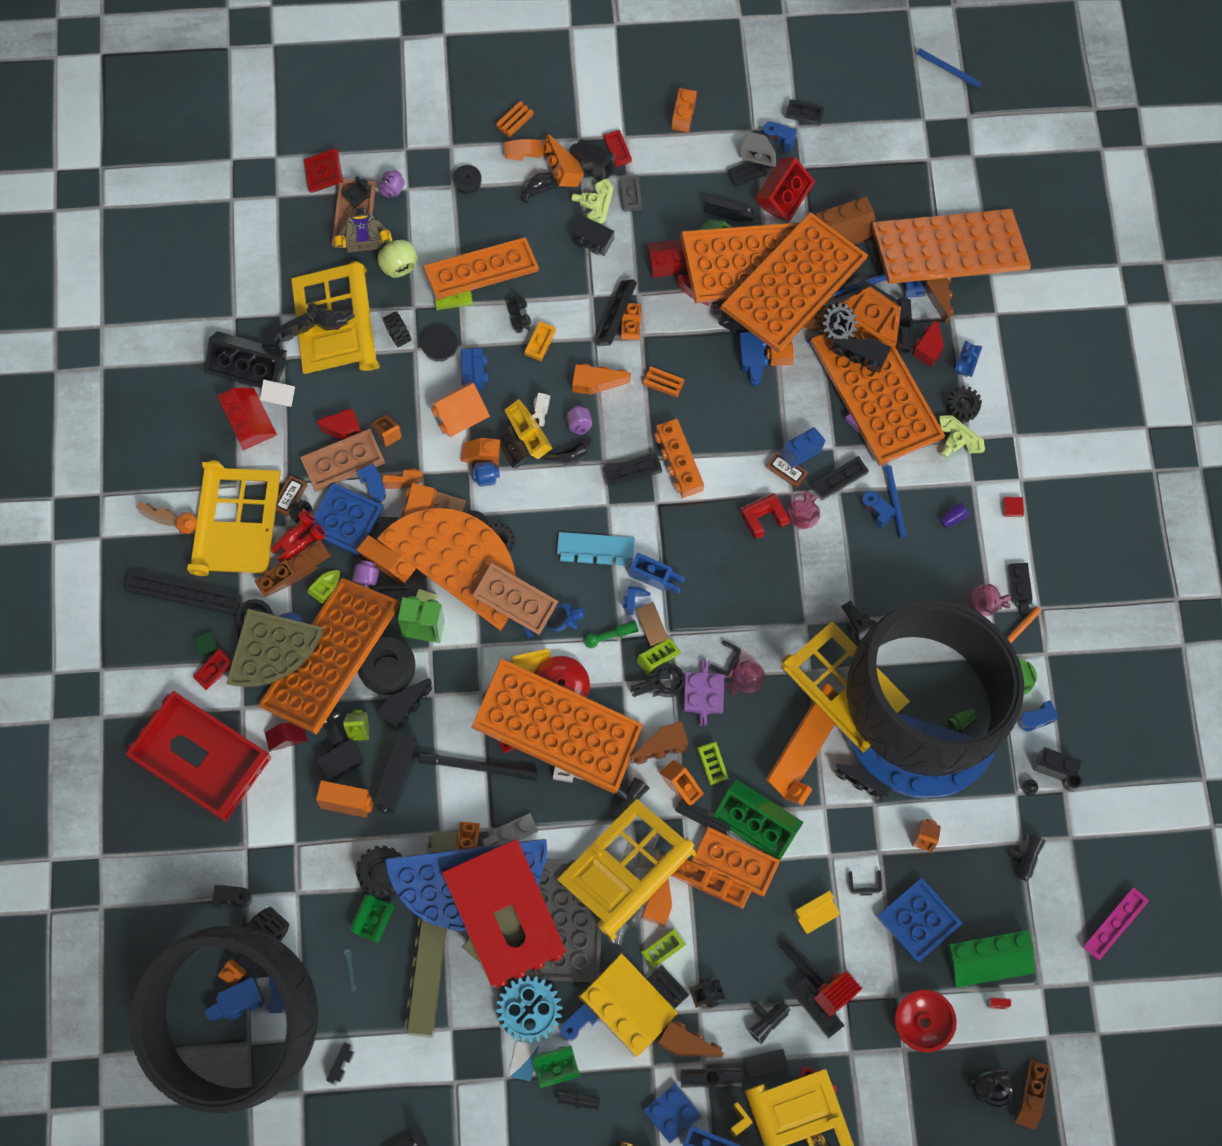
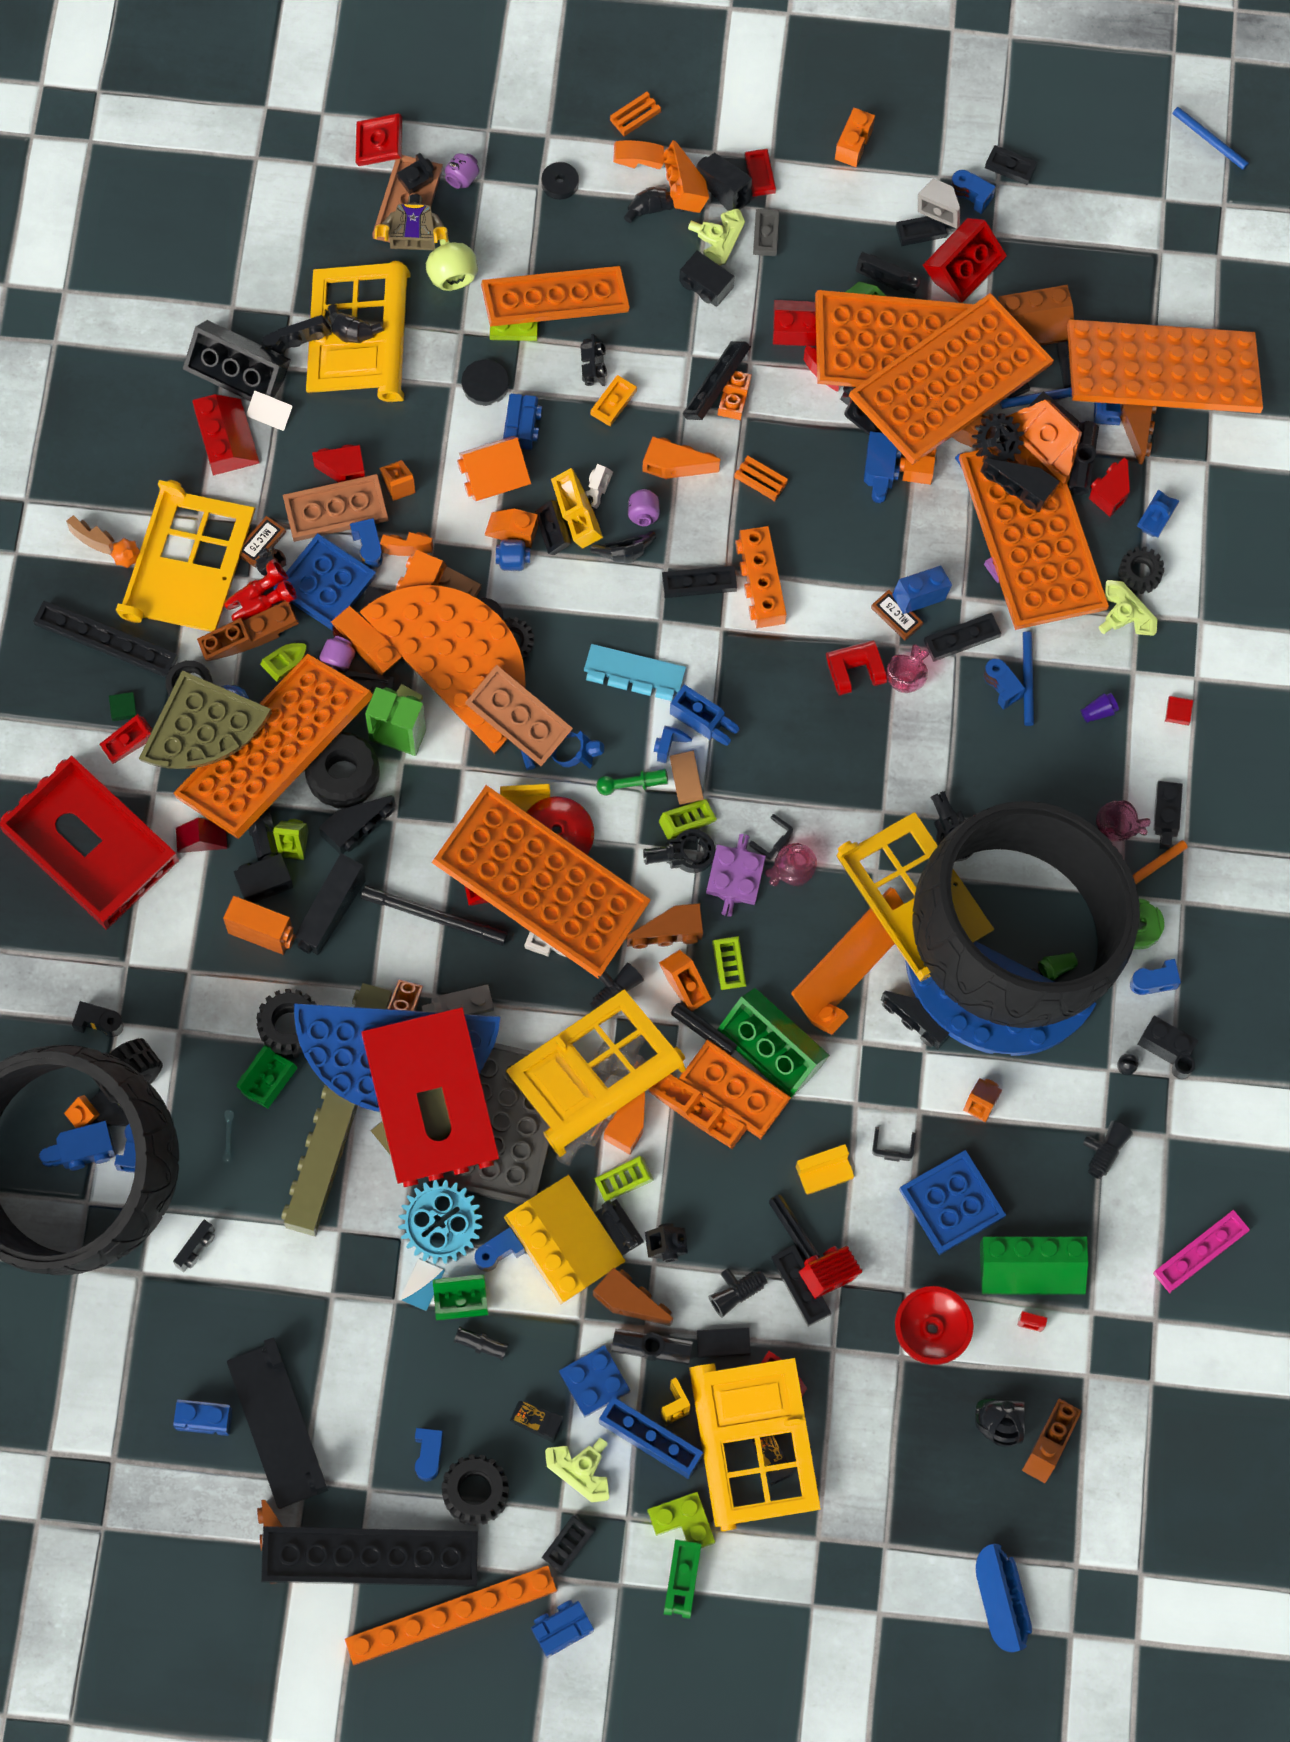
camera: 10 degrees right, 0 degrees up
(397, 329) = (434, 354): black tyre -> none

